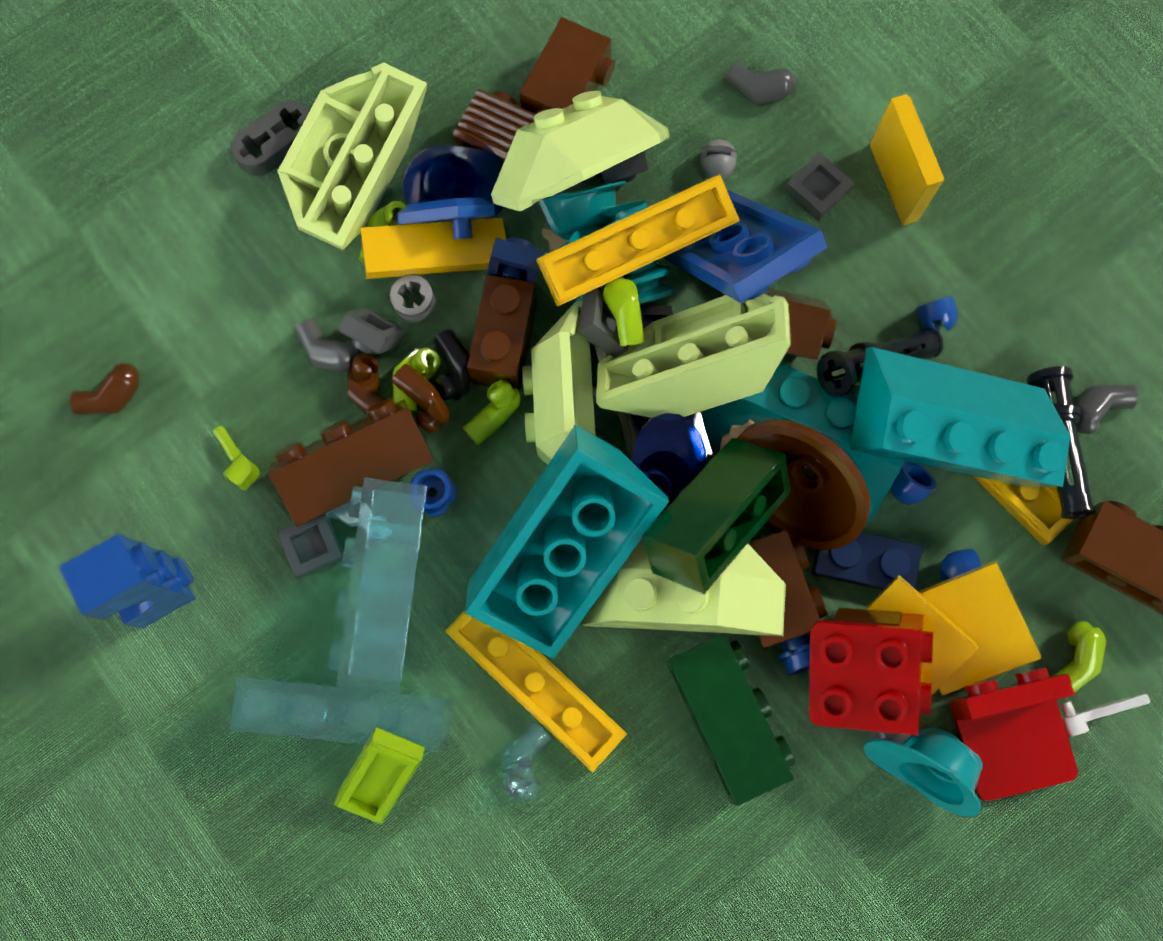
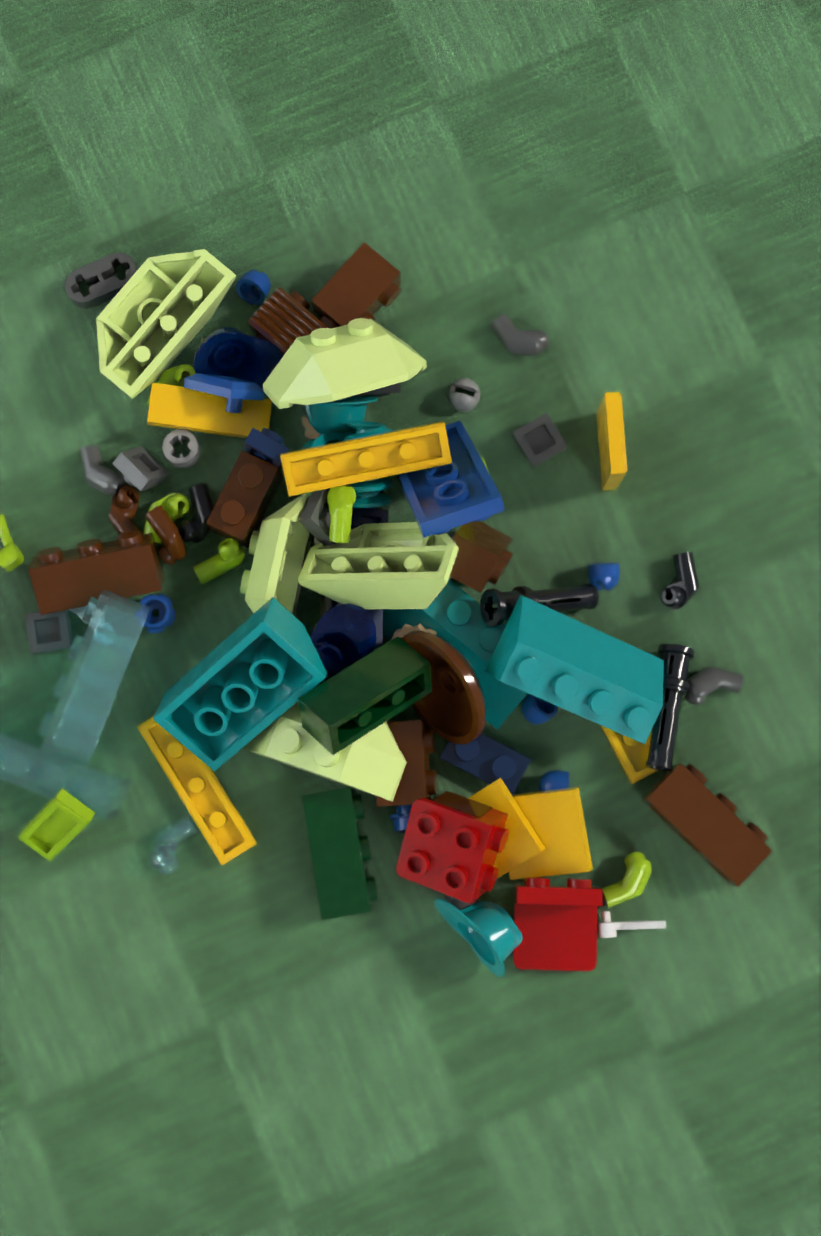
camera: 15 degrees right, 5 degrees up
(439, 102) = (246, 287): none -> blue hinge
(1031, 300) = (683, 585): none -> black arm

